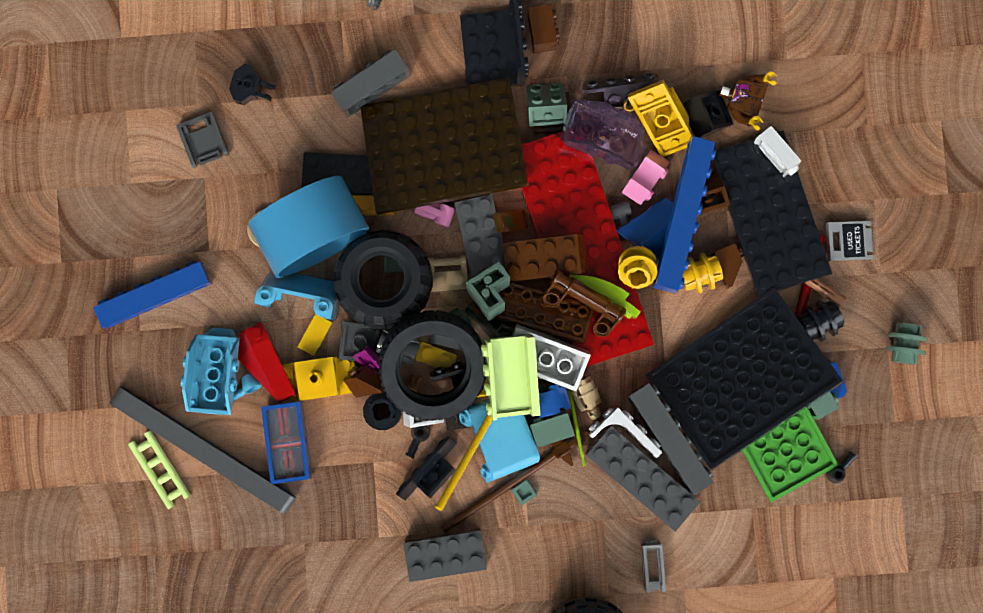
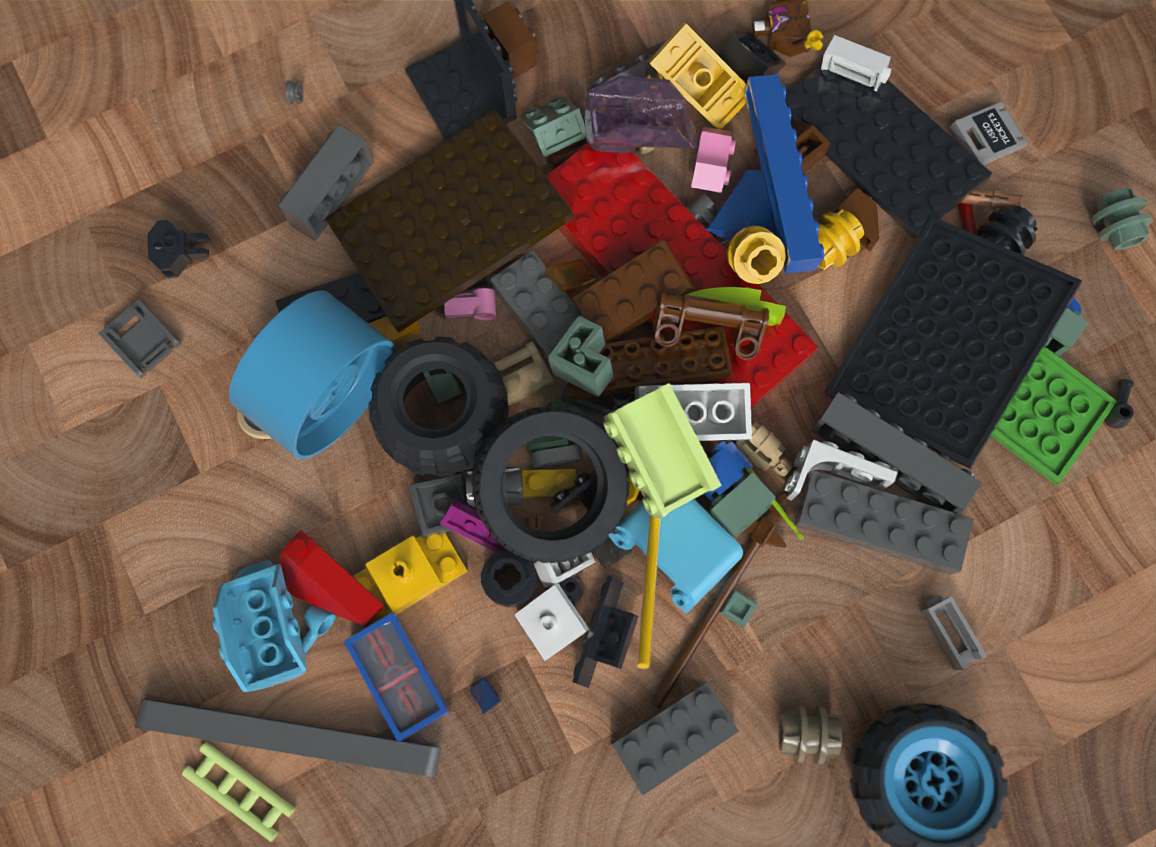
camera: 25 degrees left, 10 degrees down
(152, 295) = (142, 559): blue brick -> none
(315, 335) = (380, 521): yellow tile -> none
(321, 290) = (301, 477): medium azure windscreen -> none
(337, 477) = (485, 695): none -> dark blue slope
(363, 381) = (468, 550): reddish brown slope -> none
(398, 449) = (551, 622): none -> white plate
(530, 590) = (810, 734): none -> dark tan piece

